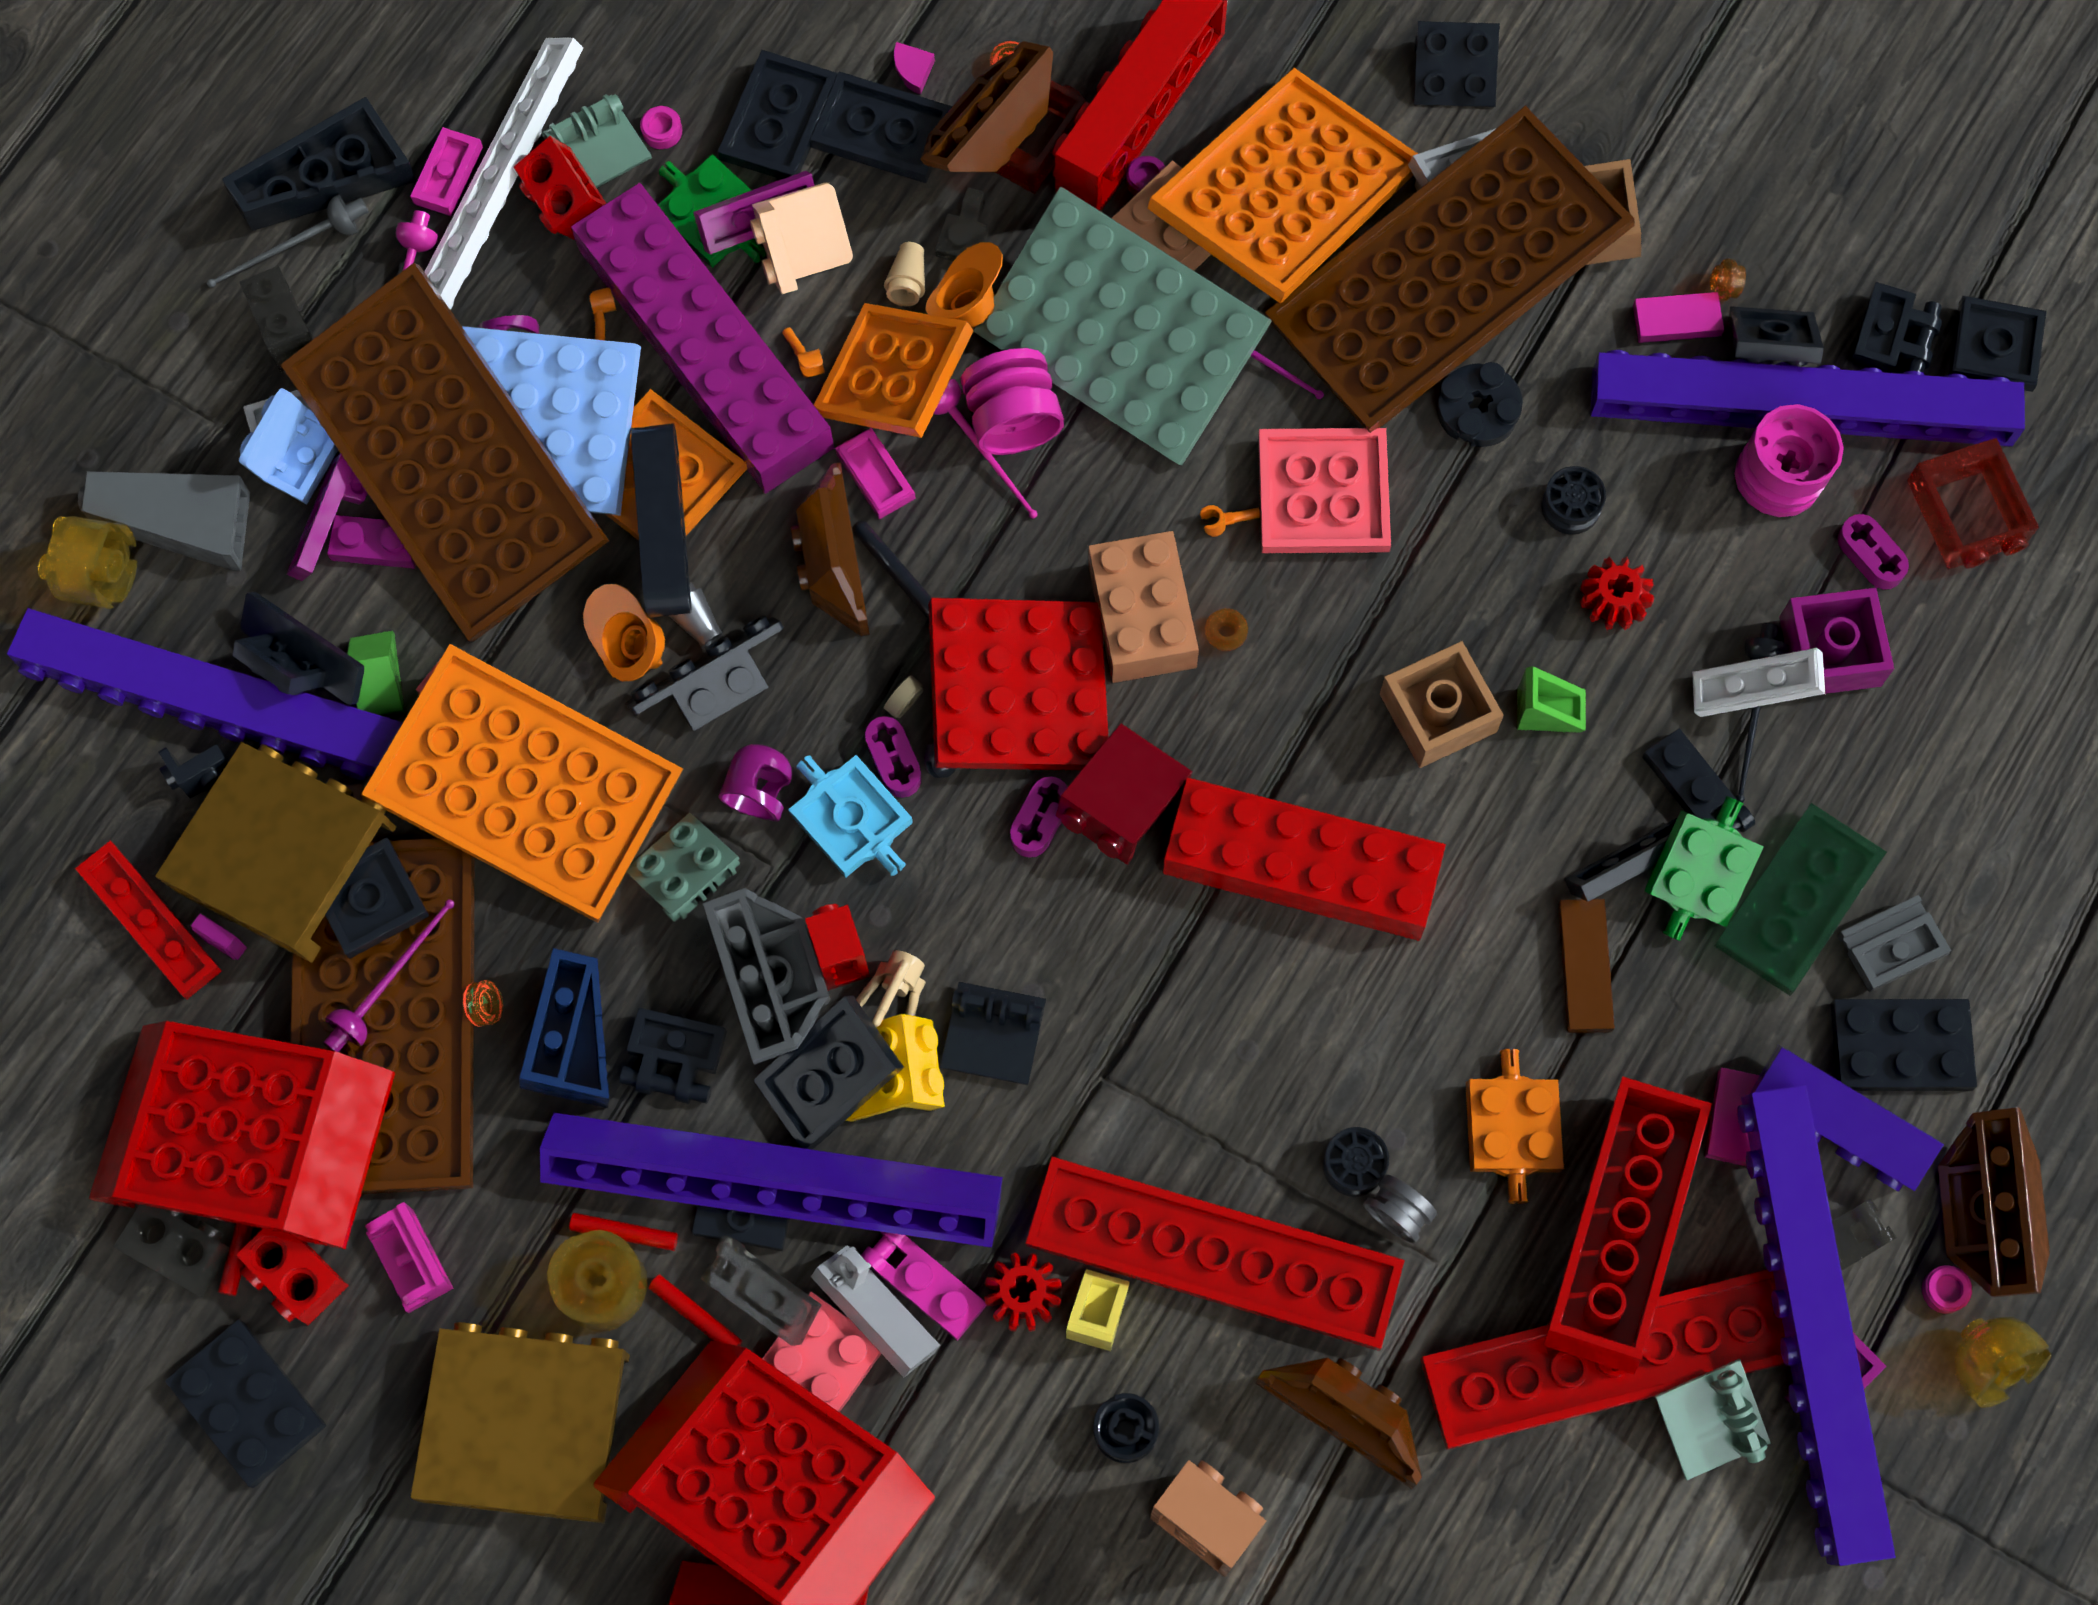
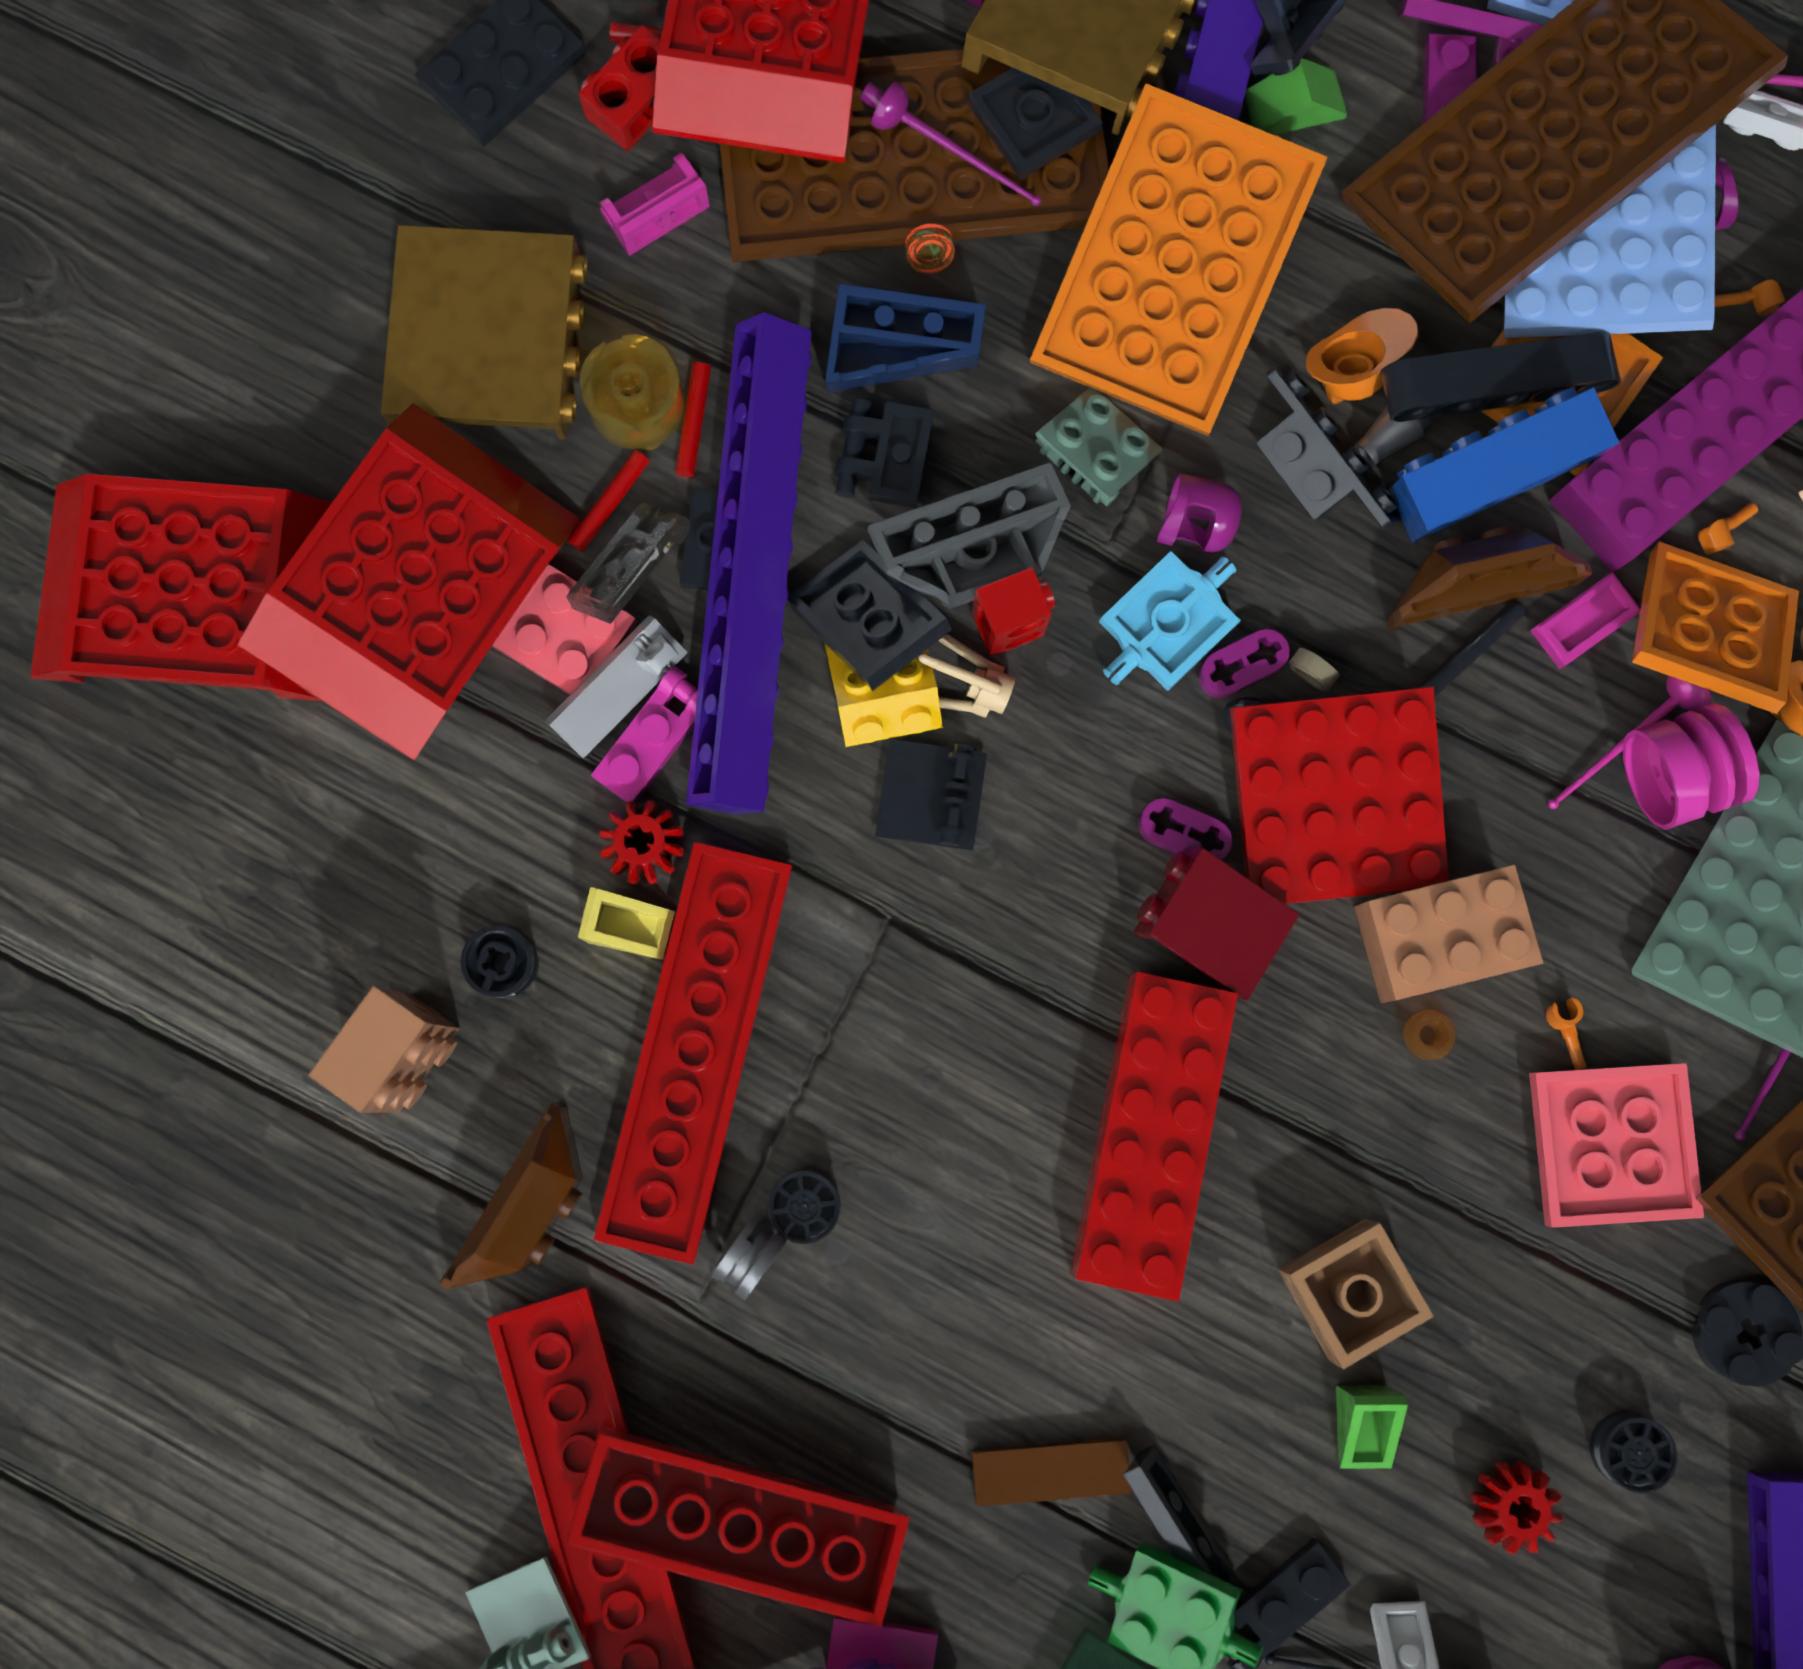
camera: 80 degrees right, 10 degrees up
(741, 525) = (1506, 463): none -> blue brick
(1514, 1126) = (856, 1389): orange plate -> none

